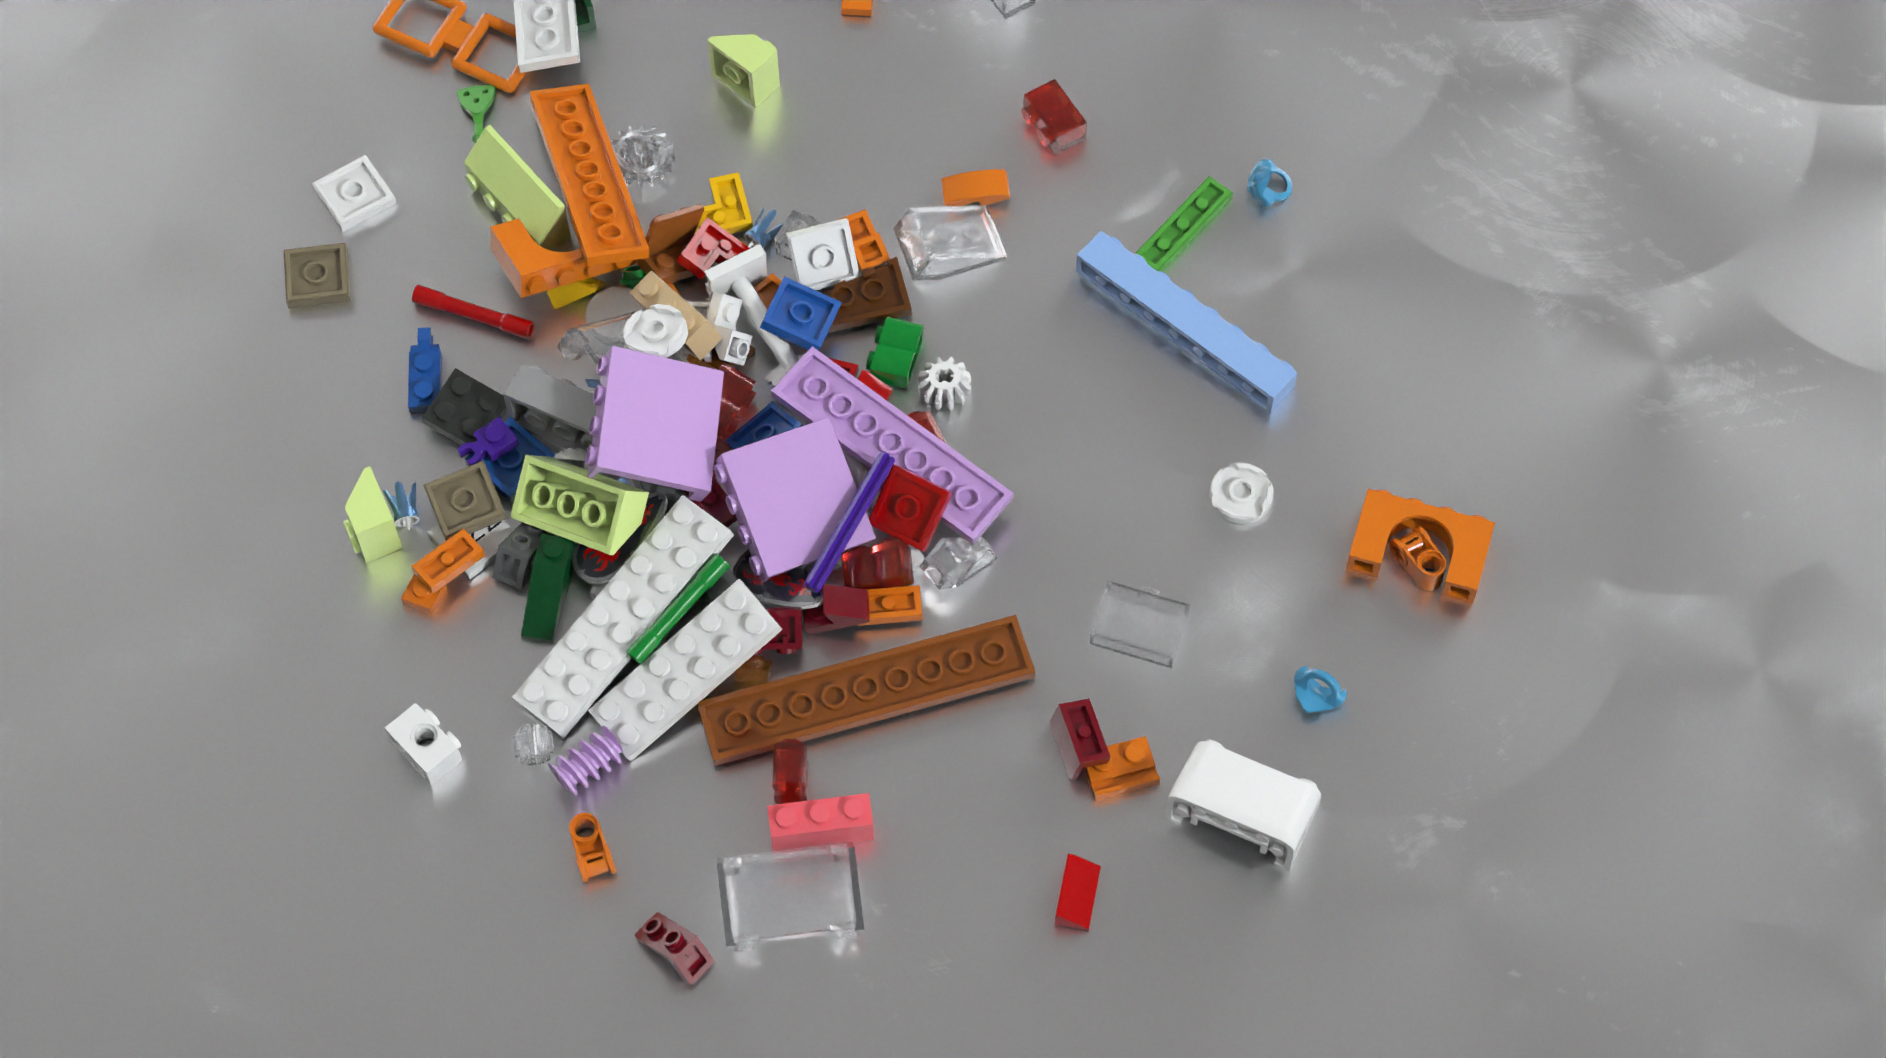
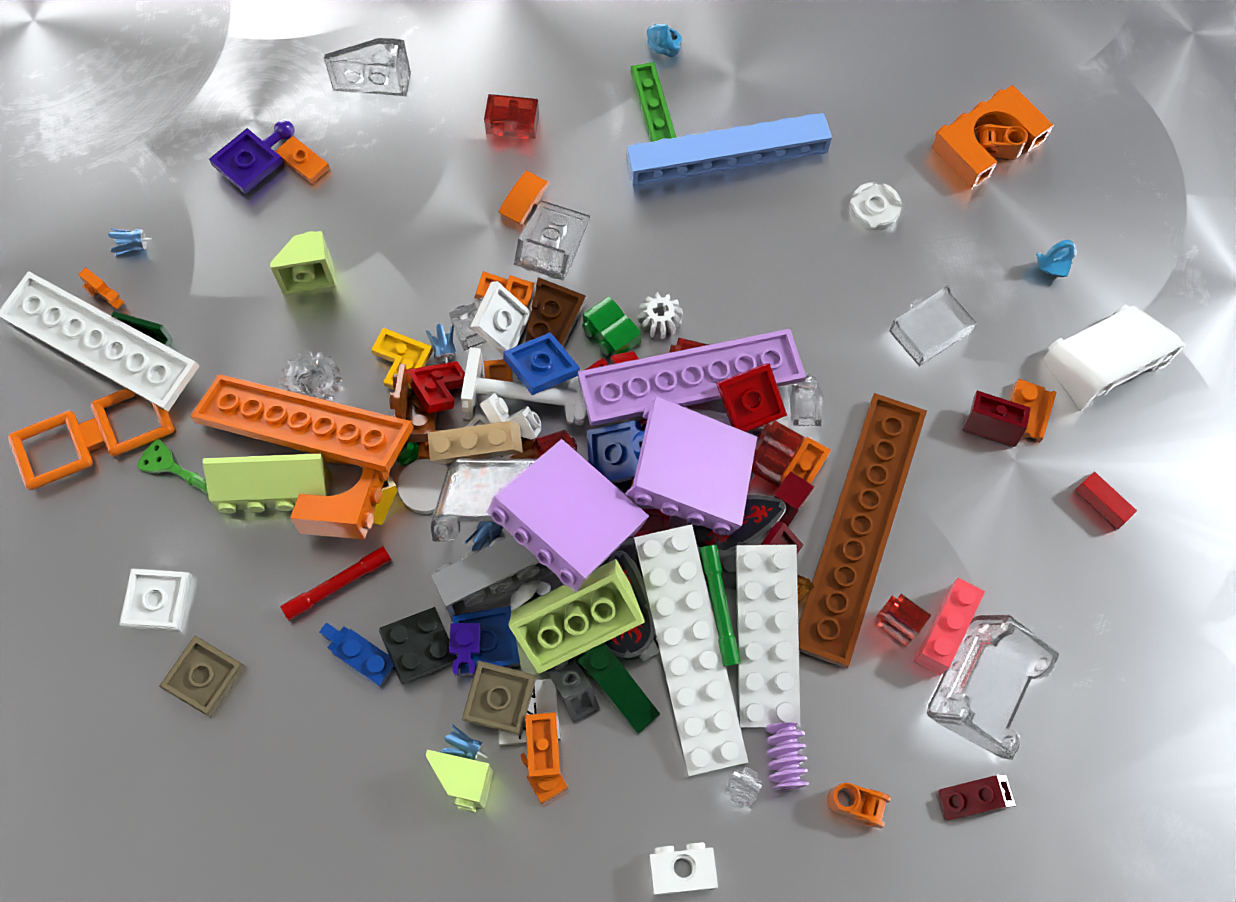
camera: 55 degrees left, 5 degrees up
(656, 331) = (492, 462): white tile -> none
(849, 522) = (741, 443): dark purple axle -> none

